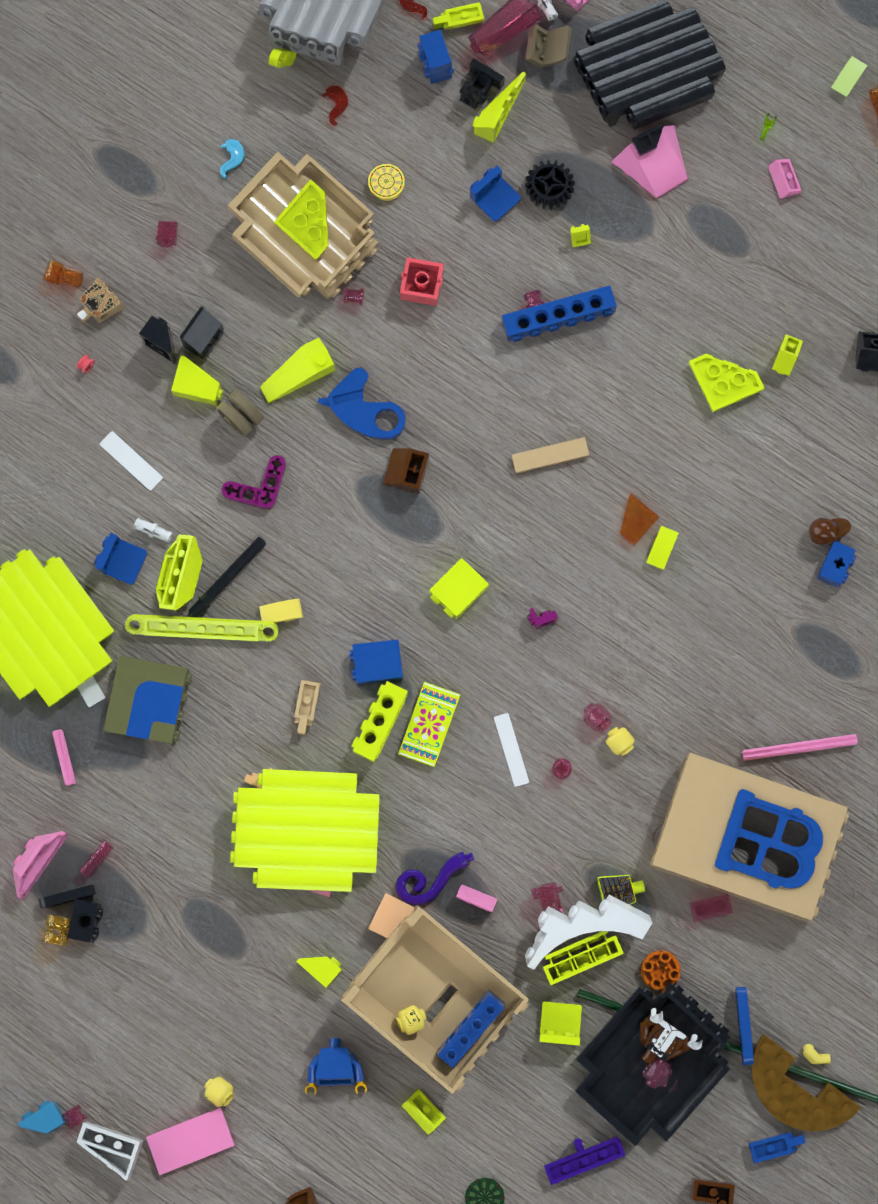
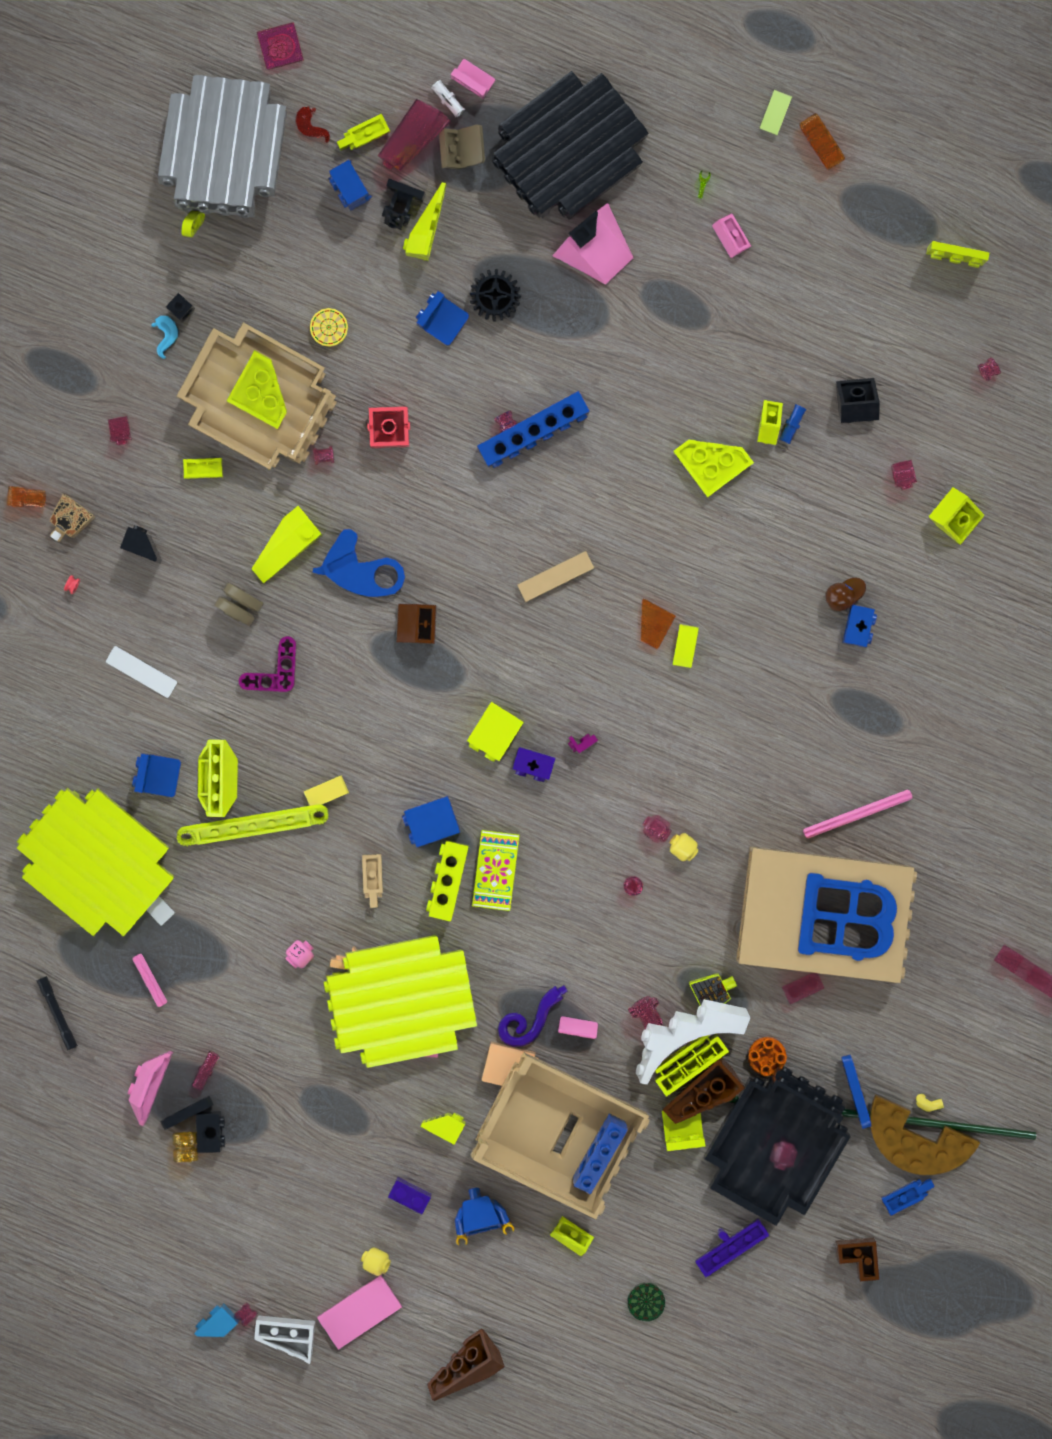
camera: 15 degrees left, 10 degrees up
(147, 700) = (217, 908): olive panel -> none
(153, 530) = (181, 738): white pin -> none
(195, 383) = (186, 581): neon yellow slope -> none
(202, 333) = (181, 529): black slope -> none
(217, 763) = (299, 954): none -> bright pink head
(222, 582) = (265, 769): black axle -> none
(236, 284) = (203, 468): none -> neon yellow plate
(251, 134) = (180, 307): none -> black brick
(269, 1030) = (409, 1195): none -> dark purple brick
(340, 98) = (262, 248): clear red piece -> none
(411, 1020) = (542, 1158): light yellow head -> none
(485, 619) = (544, 761): none -> dark purple brick
(511, 749) = (580, 876): white sticker -> none
(580, 235) = (537, 342): neon yellow tile -> none
(593, 990) = (709, 1089): none -> reddish brown wedge
(664, 1039) = (784, 1123): torso -> none
(809, 361) = (792, 424): none -> blue pin

